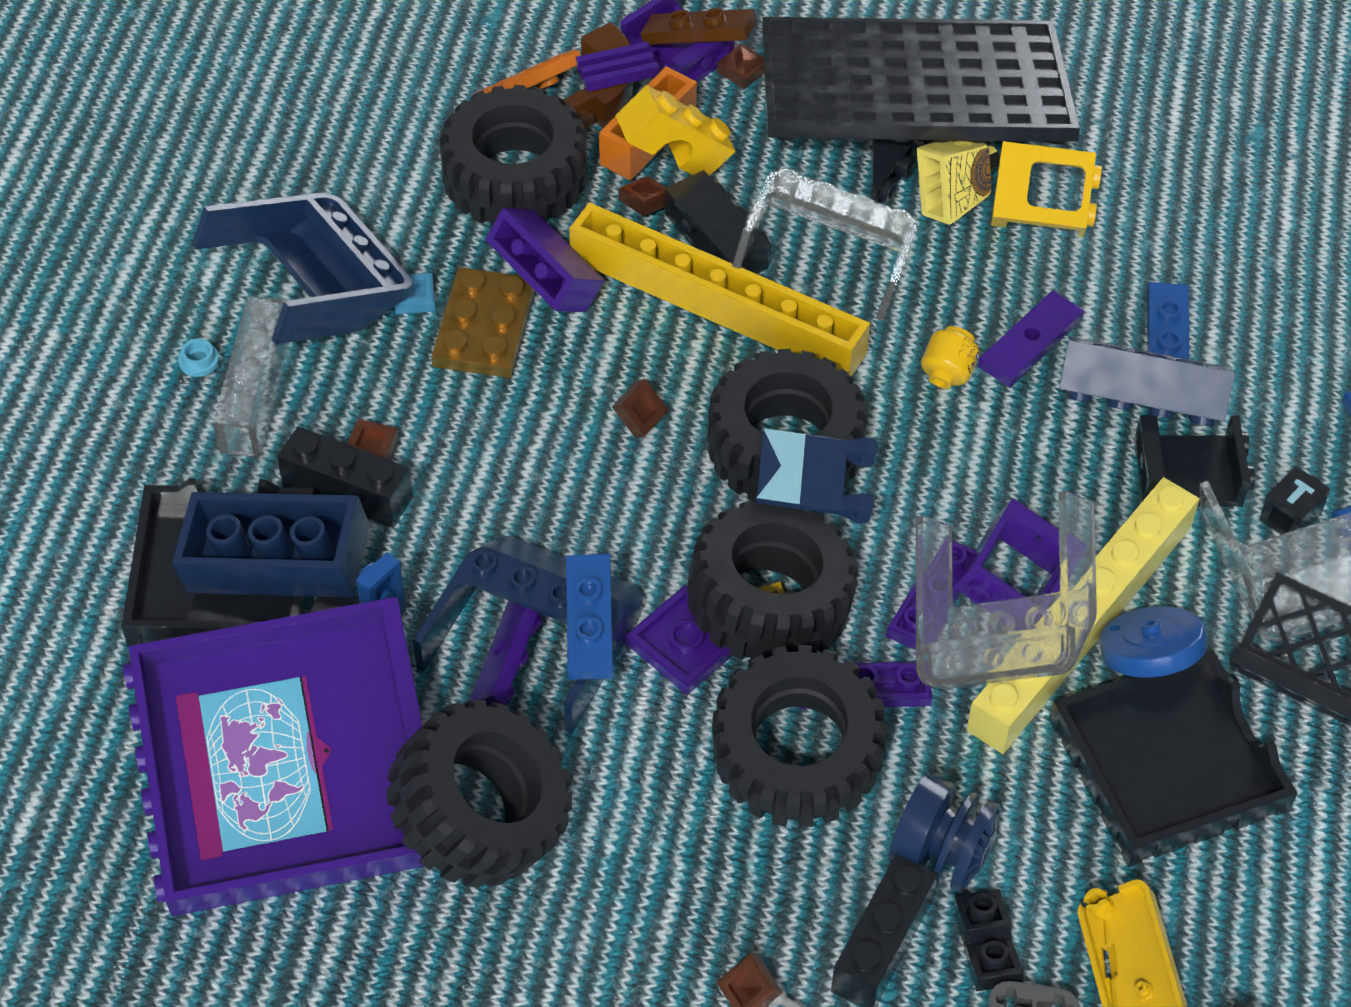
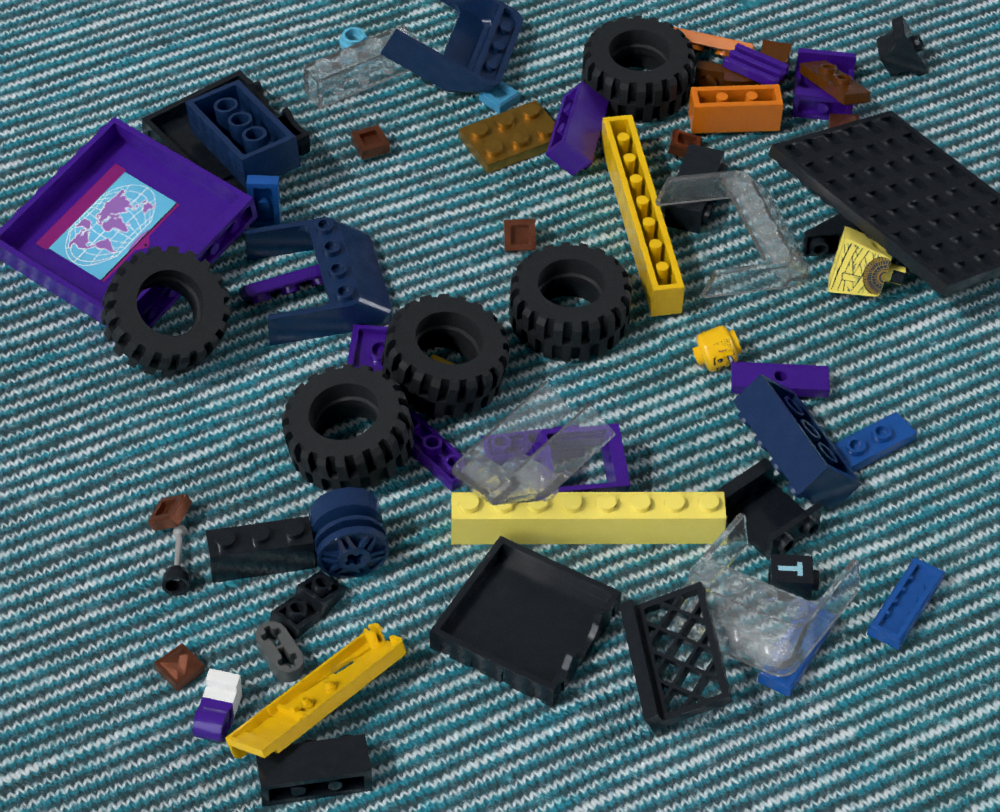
camera: 50 degrees right, 5 degrees down
(341, 469) = (333, 144): black brick -> none
(589, 617) = (329, 286): blue plate -> none
(659, 119) = (719, 98): yellow arch -> none
(810, 473) = (528, 315): dark blue flag -> none
(1013, 185) = (883, 293): yellow window -> none
(1153, 641) = (596, 560): blue wheel -> none

